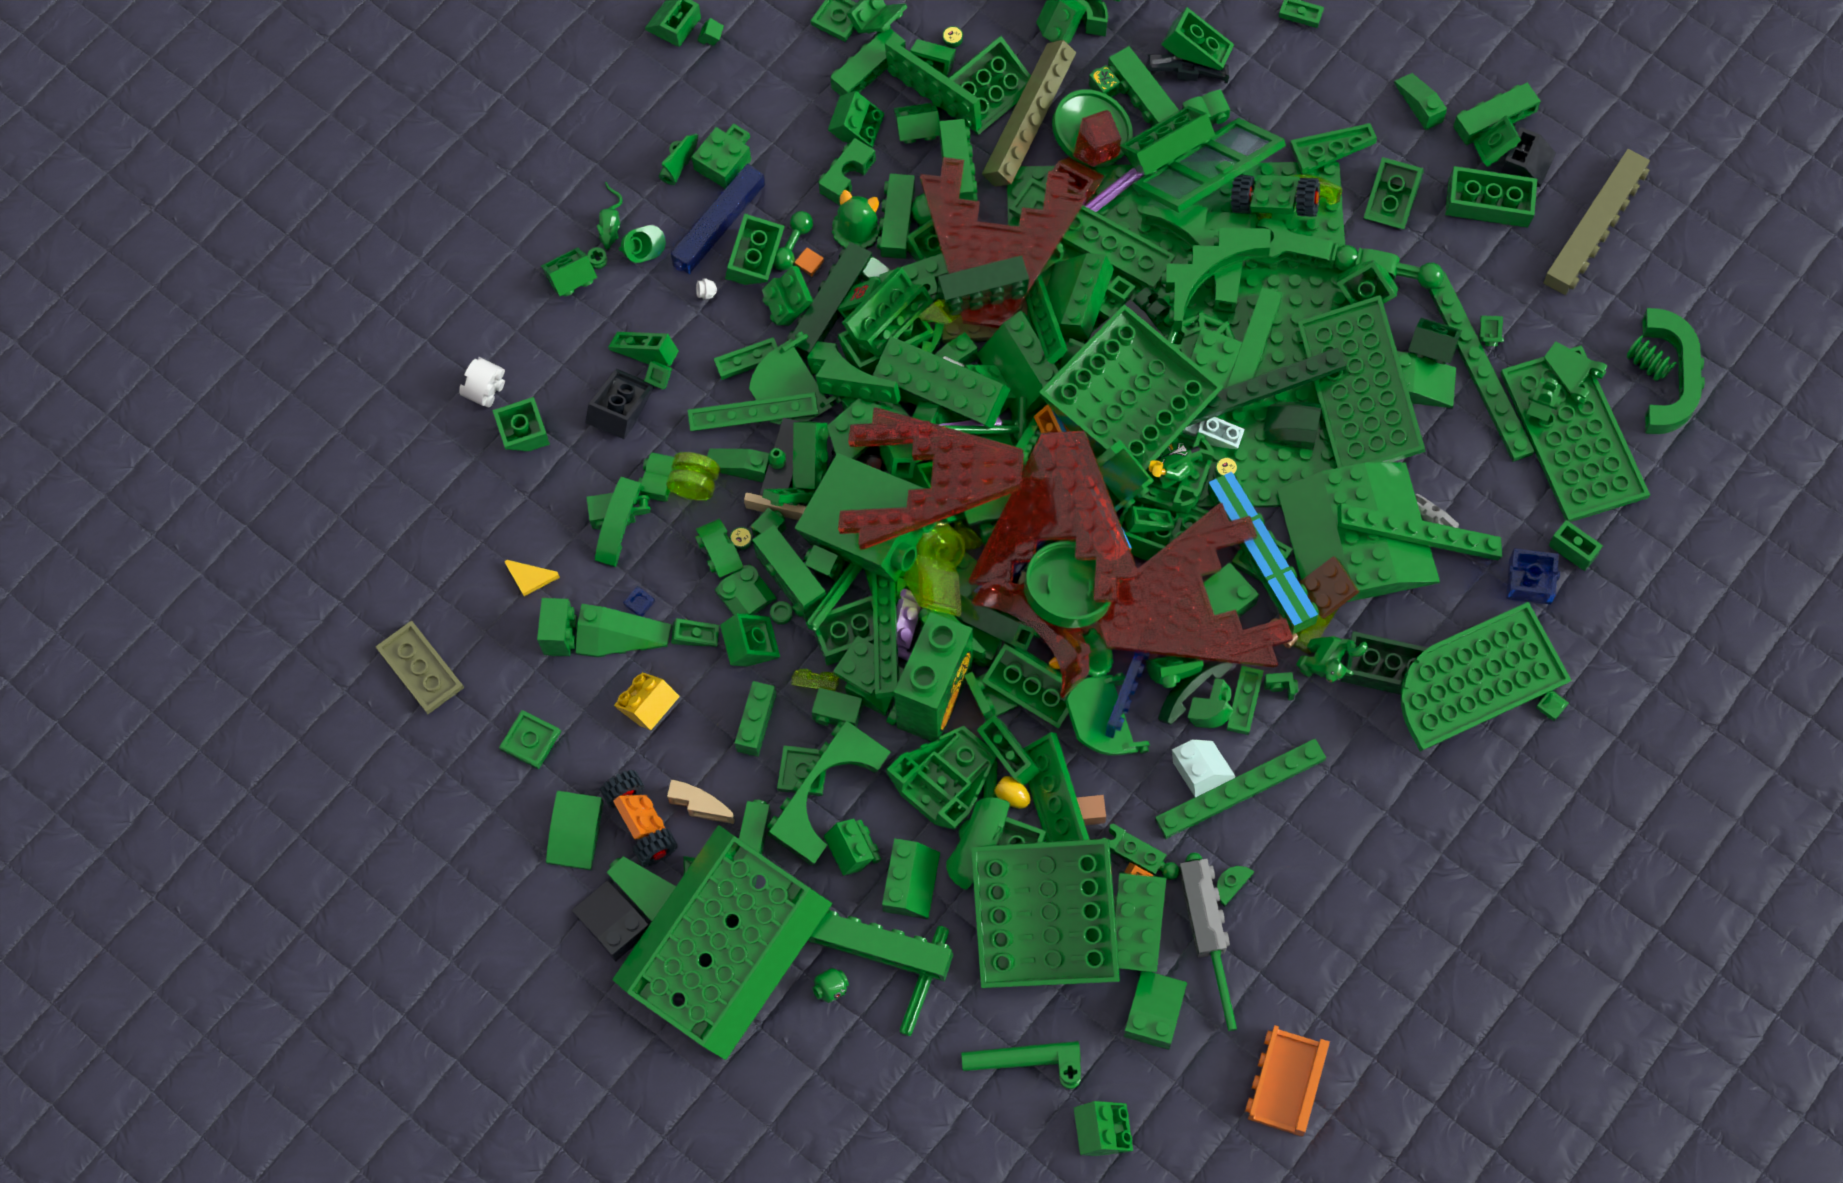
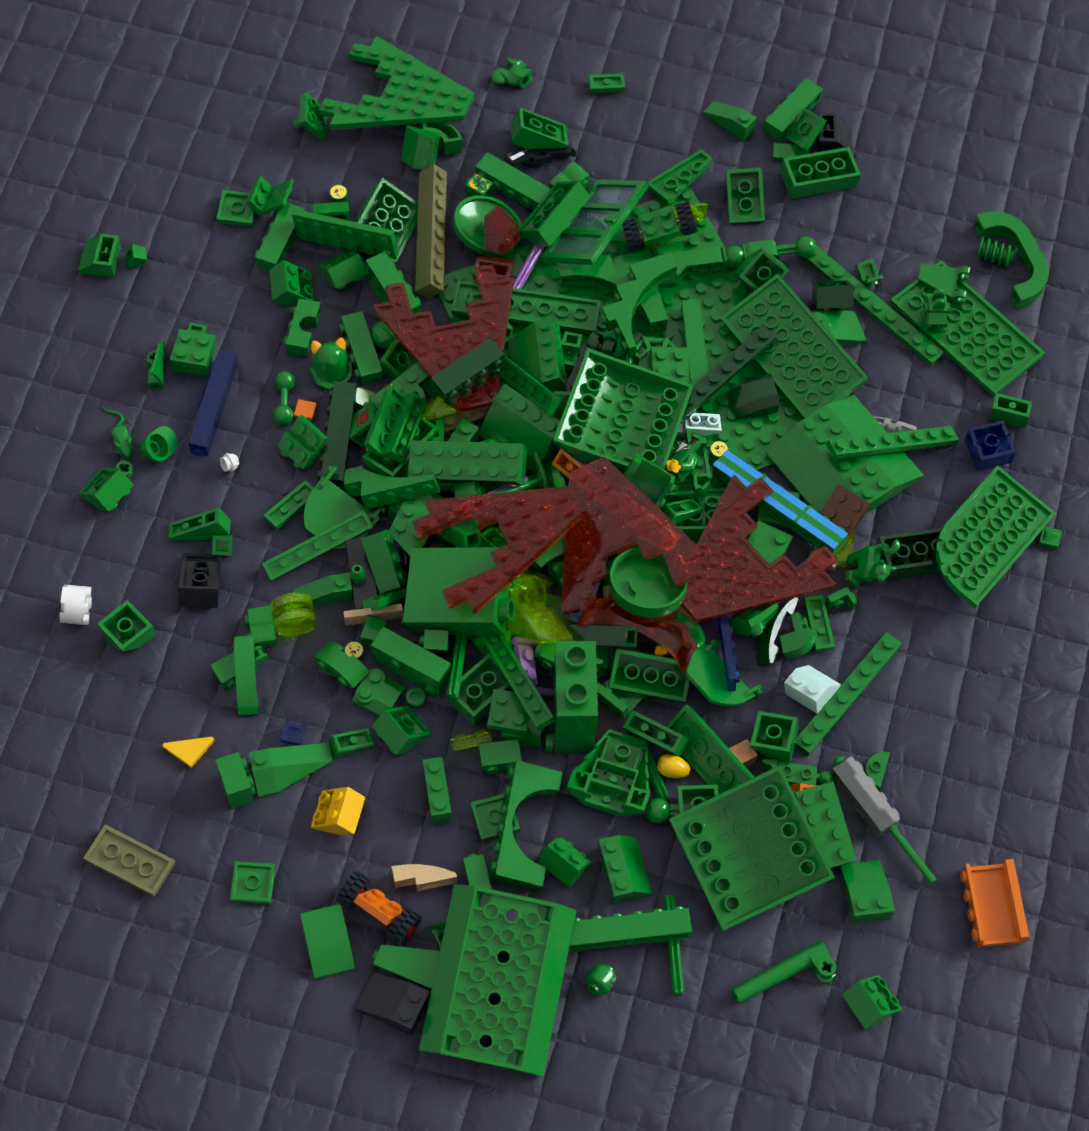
camera: 30 degrees left, 5 degrees down
(754, 251) = (257, 416): green slope -> none
(983, 827) = (667, 803): green brick -> none
(1134, 804) = (775, 736): none -> green slope
(1467, 159) = (786, 150): none -> green tile
(1596, 222) = (906, 165): olive brick -> none

